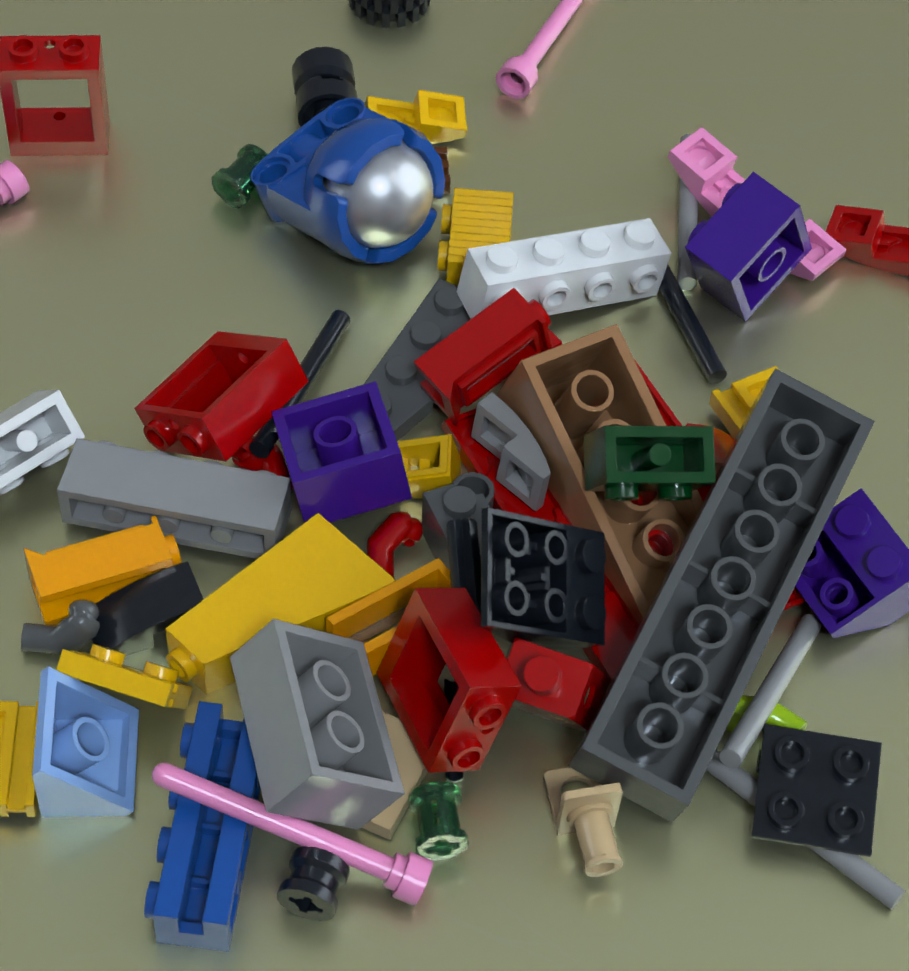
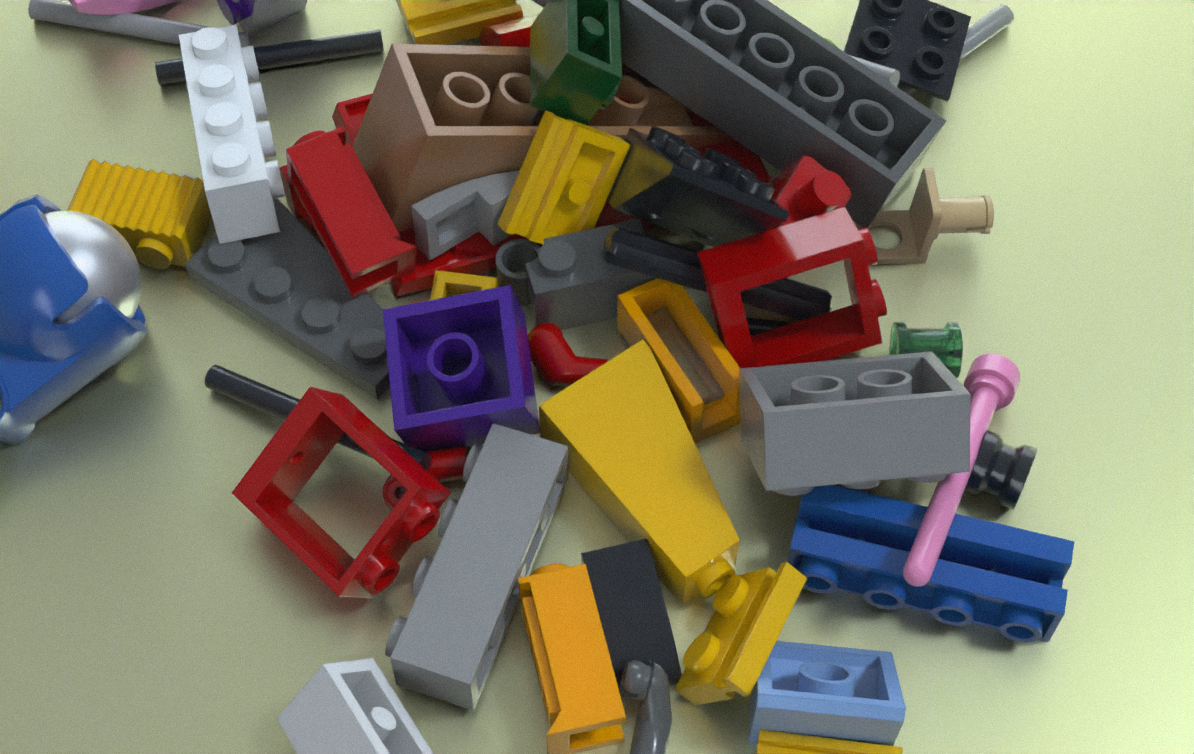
camera: 80 degrees left, 5 degrees up
(539, 486) = (562, 180): none -> yellow plate

